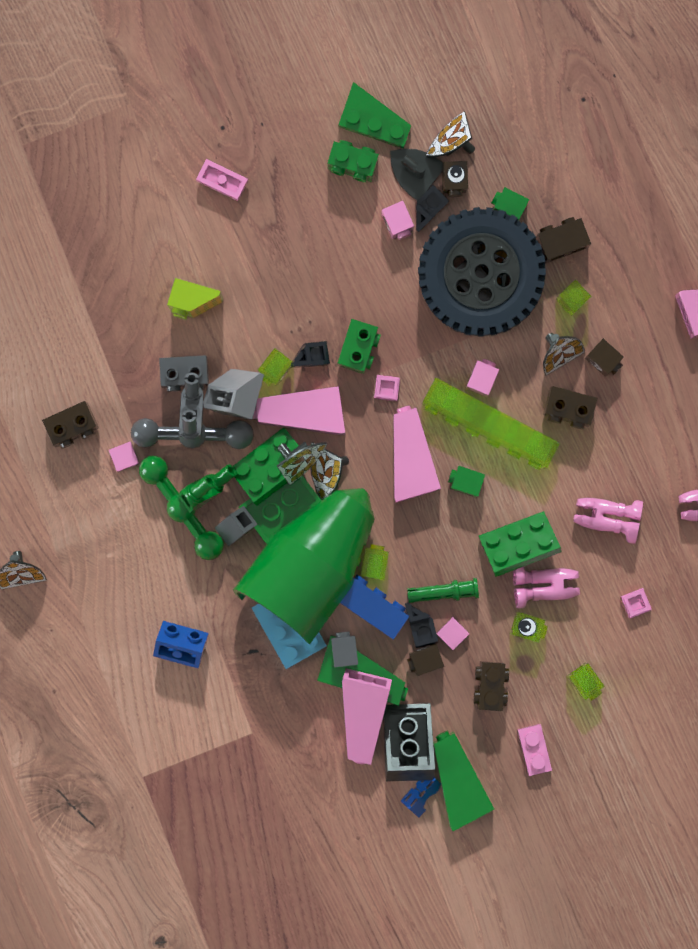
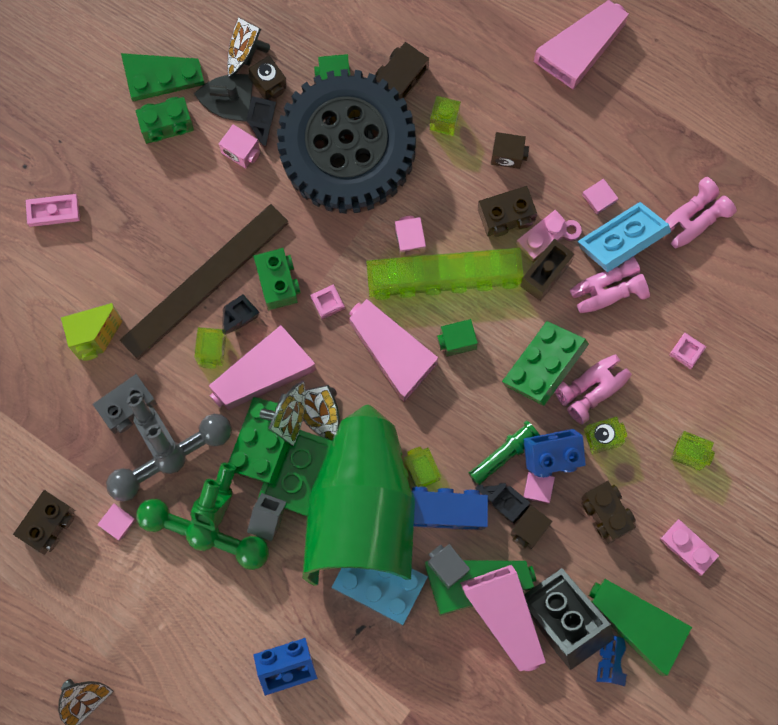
camera: 30 degrees left, 10 degrees down
(234, 393) = (186, 394): light grey slope -> none
(303, 311) = (204, 281): none -> dark brown tile
(480, 616) = (554, 452): none -> blue brick
(561, 351) = (466, 165): shield -> none
(569, 473) = (547, 269): none -> dark brown brick
(590, 443) = (541, 235): none -> bright pink hinge
(646, 485) = (624, 236): none -> medium azure plate
(651, 439) = (600, 196): none -> bright pink tile

